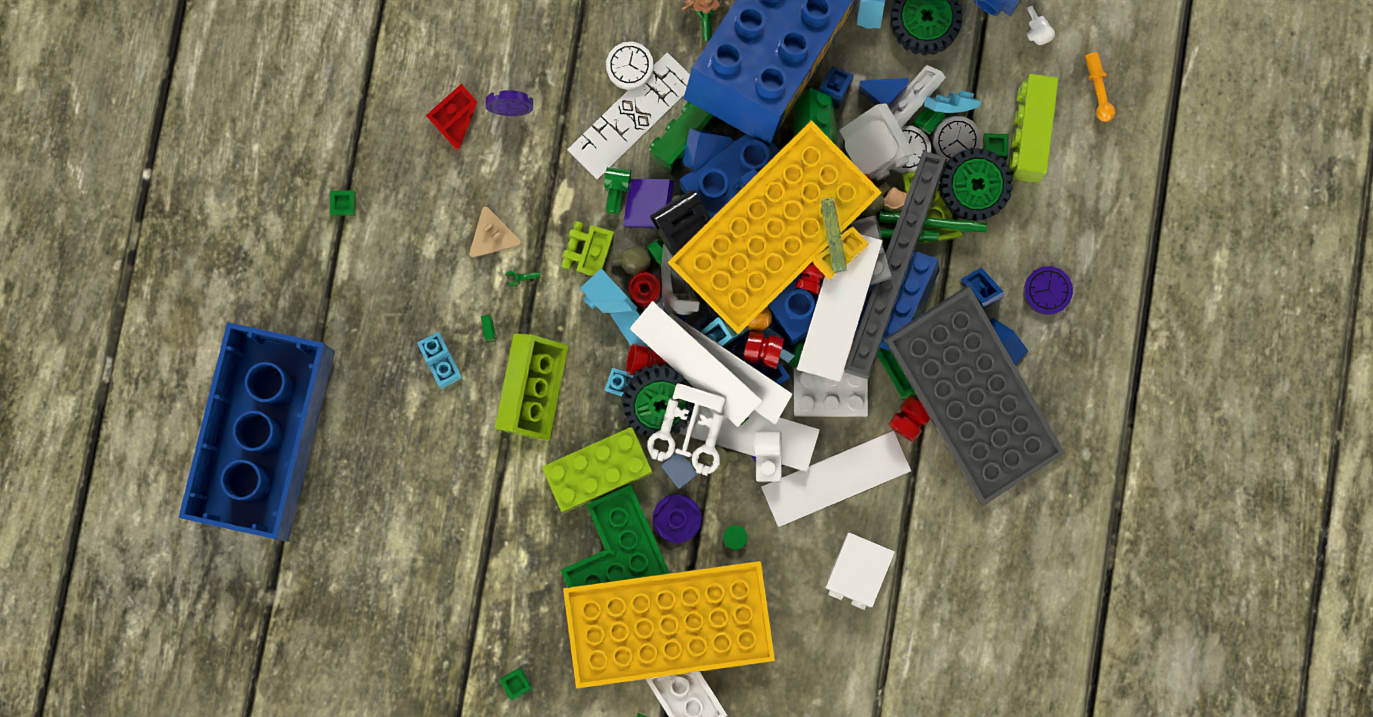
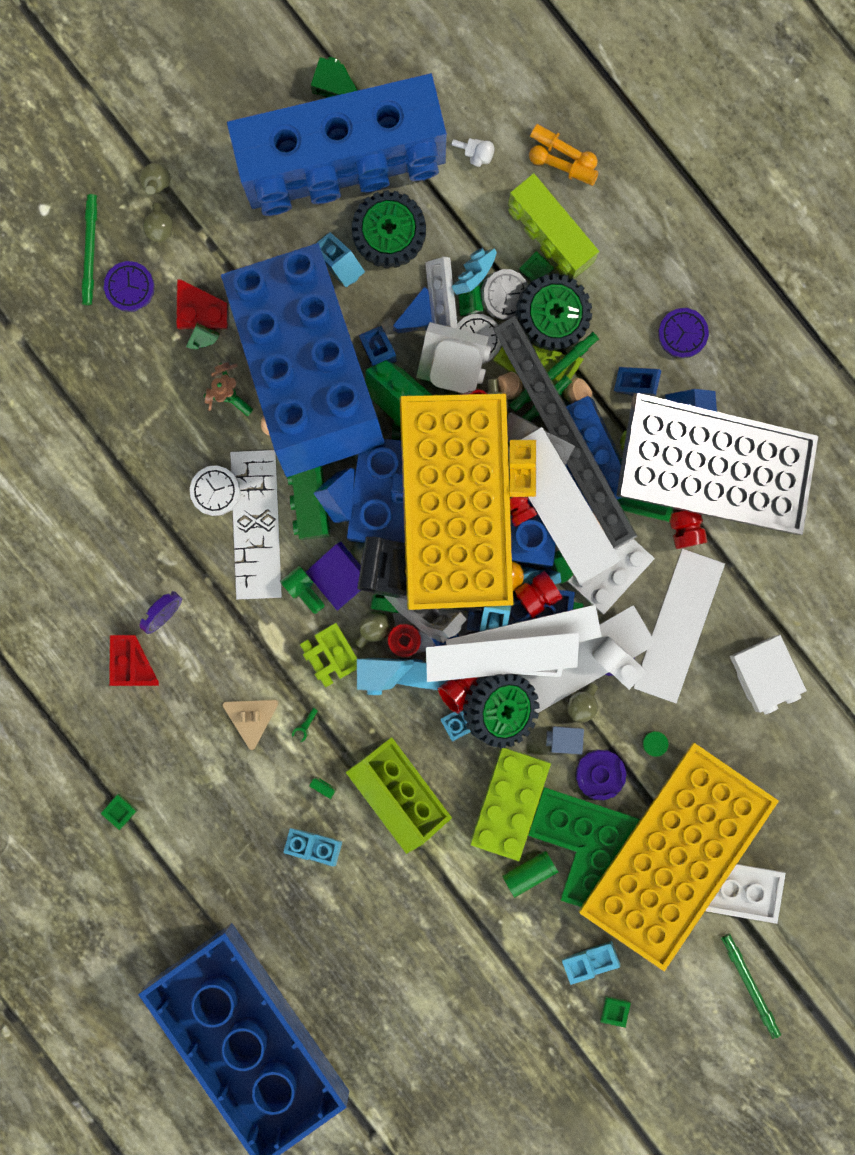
camera: 55 degrees left, 5 degrees up
(535, 634) = (591, 962): none -> medium azure slope
(559, 531) = (530, 874): none -> green pin
(699, 398) = (529, 678): white piece -> none
(833, 235) = (506, 462): clear light blue axle -> none
(936, 249) = (577, 390): none -> light nougat piece
(1078, 76) = (539, 155): none -> light orange pin

